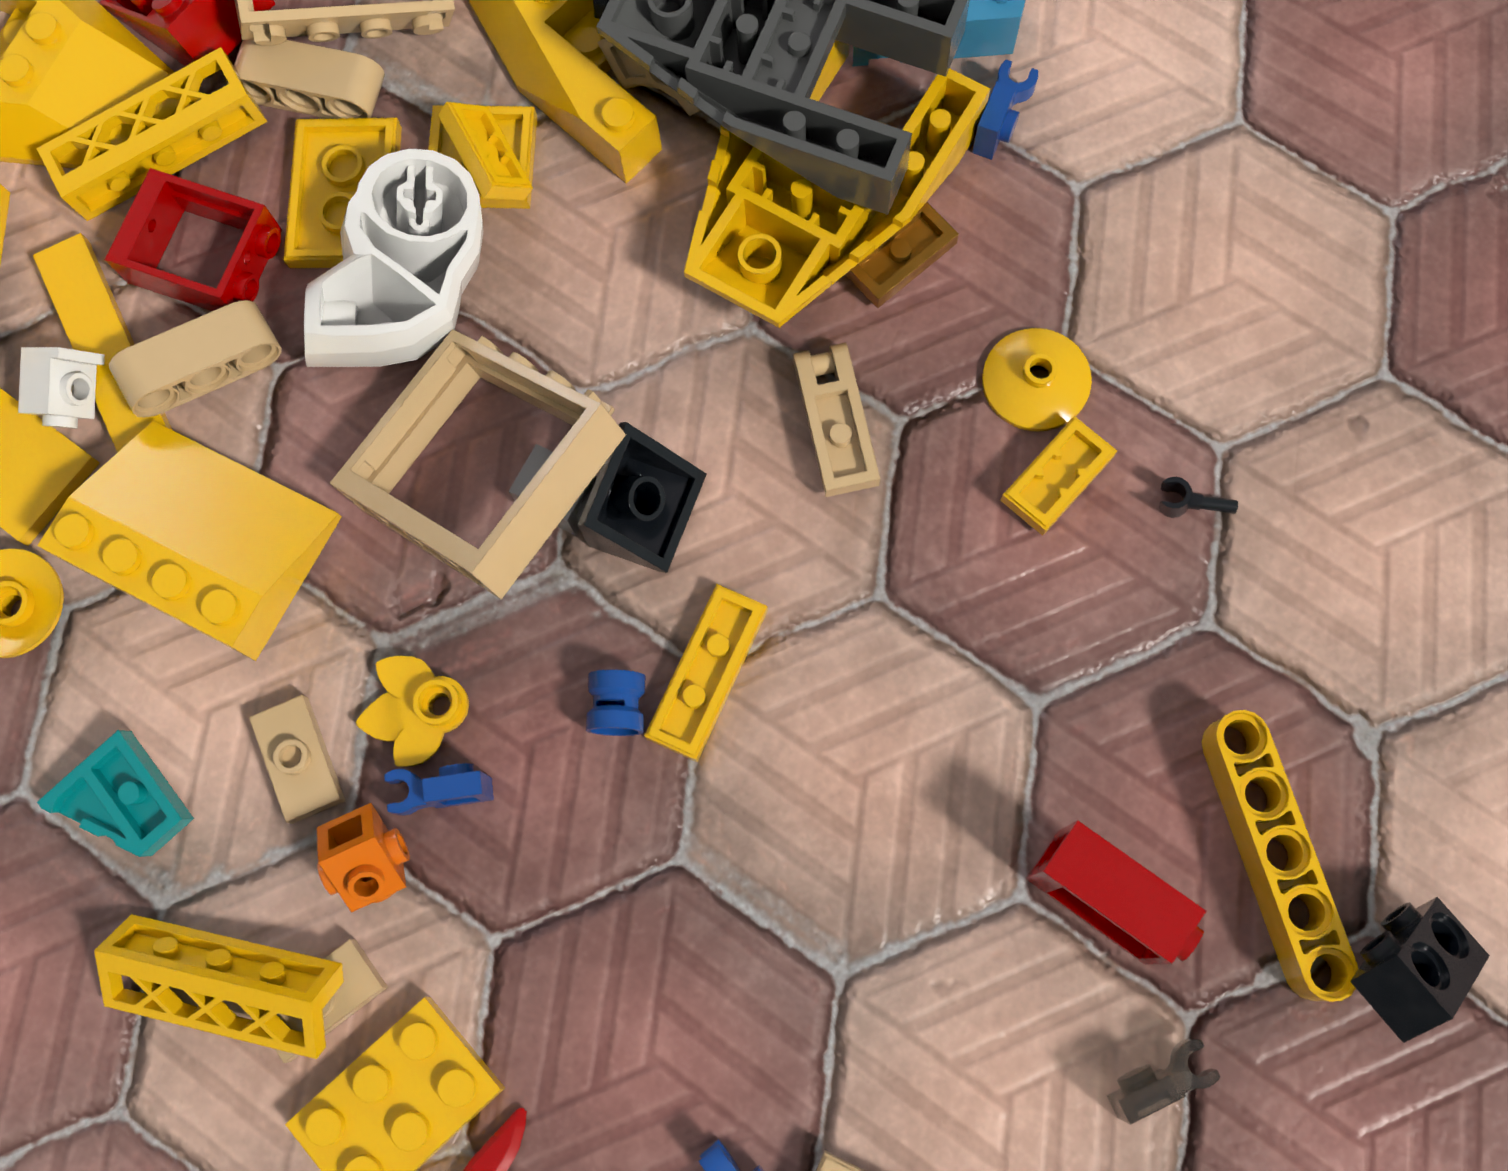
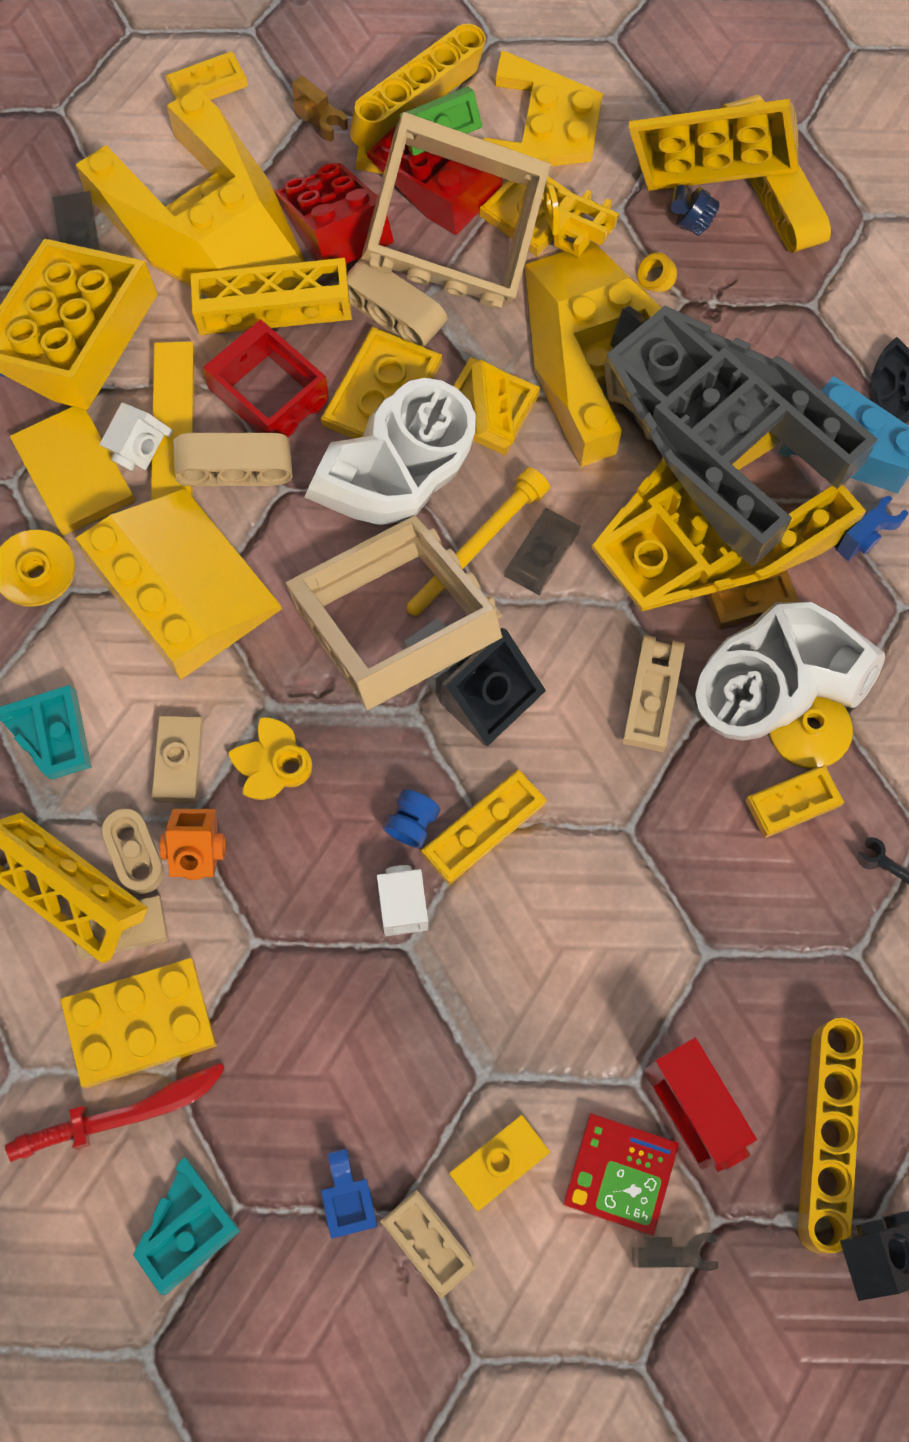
camera: 15 degrees right, 5 degrees down
(294, 901) = (132, 853): none -> tan plate
(453, 787) = (275, 825): blue plate -> none
(576, 236) = (529, 487): none -> yellow piece
(626, 306) = (542, 551): none -> clear smoke plate
(649, 808) = (402, 900): none -> white brick
(907, 1071) = (499, 1163): none -> yellow plate
(973, 324) = (780, 666): none -> white piece
(1056, 1016) = (621, 1174): none -> tile

